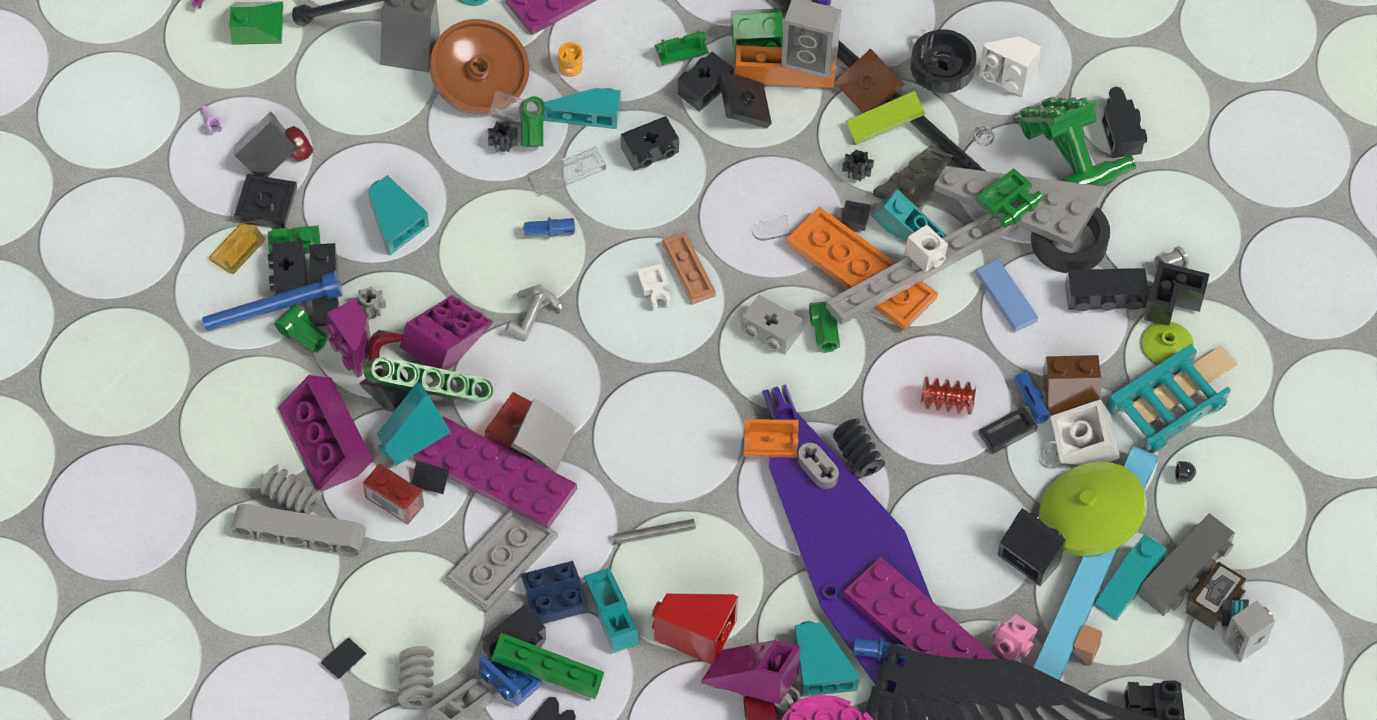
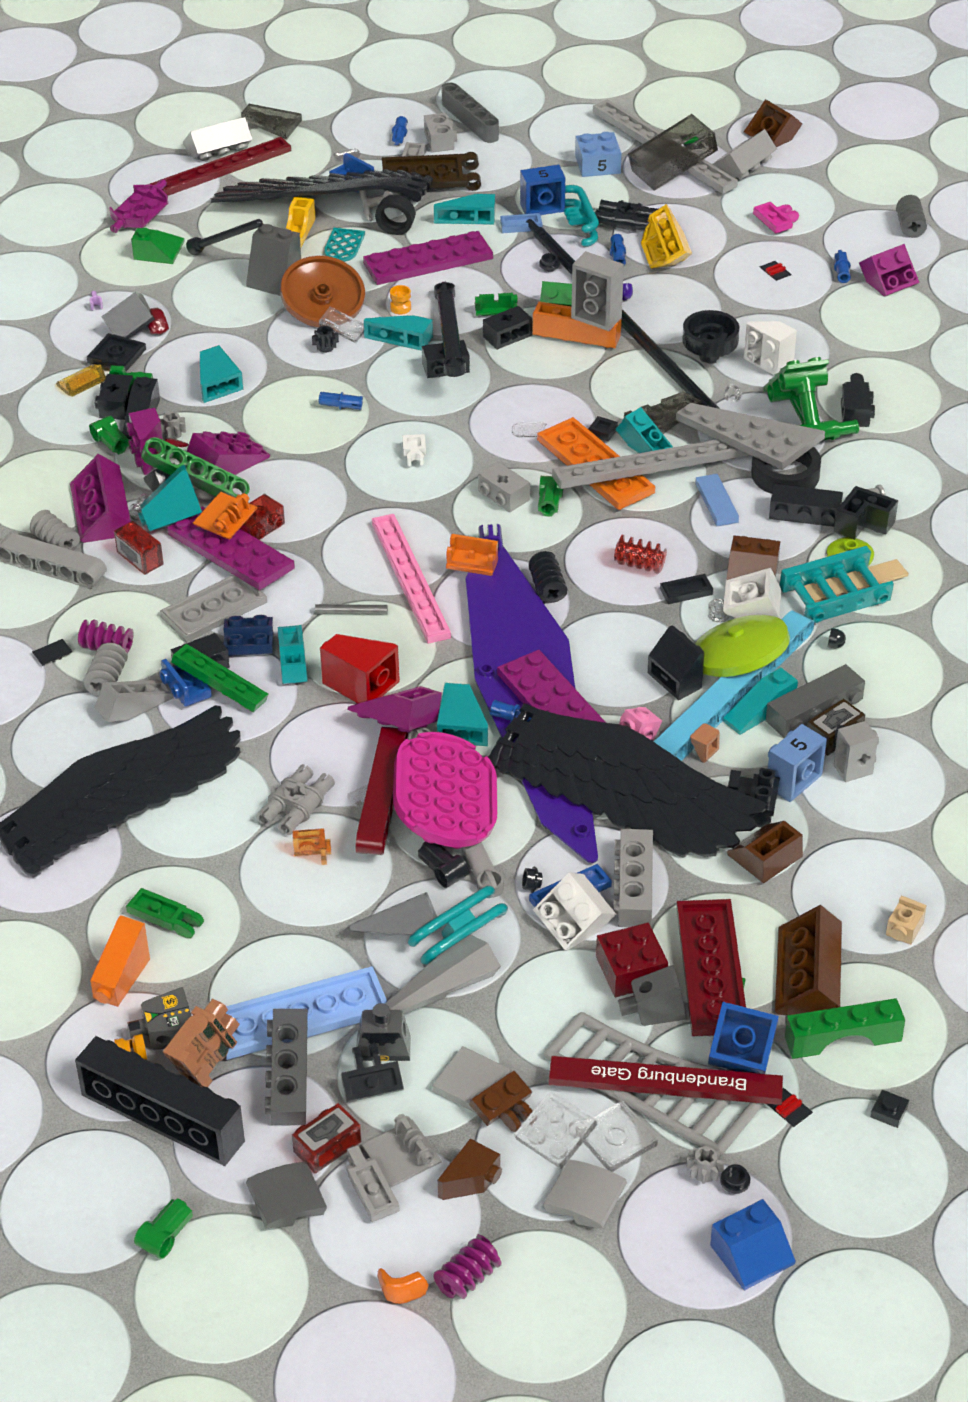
camera: 15 degrees right, 15 degrees down
(328, 286) = (140, 402): blue piece -> none
(370, 436) = (135, 508): none -> clear pin
(401, 632) = (93, 636): none -> magenta piece
(430, 477) = (174, 543): black piece -> none
(481, 435) = (225, 514): none -> orange hinge
(532, 124) = (351, 330): green piece -> none
(538, 295) = (308, 442): light grey piece -> none
(543, 435) = (279, 525): light grey slope -> none
(566, 171) = (370, 369): clear tile -> none
(645, 102) = (454, 363): none -> black piece
(688, 268) = (448, 444): nougat tile -> none
(706, 473) = (411, 579): none -> bright pink tile
(745, 100) = (535, 341): black plate -> none
(813, 468) = (502, 583): light grey beam -> none
(858, 165) = (616, 396): black gear -> none
(869, 82) = (645, 345): reddish brown plate -> none
(885, 117) = (651, 369): lime tile -> none
(926, 248) = (651, 446): white brick -> none
(1005, 192) = (733, 418): green plate -> none
(1025, 386) = (716, 574): blue pin -> none
(1191, 656) = (797, 761): none -> medium blue brick

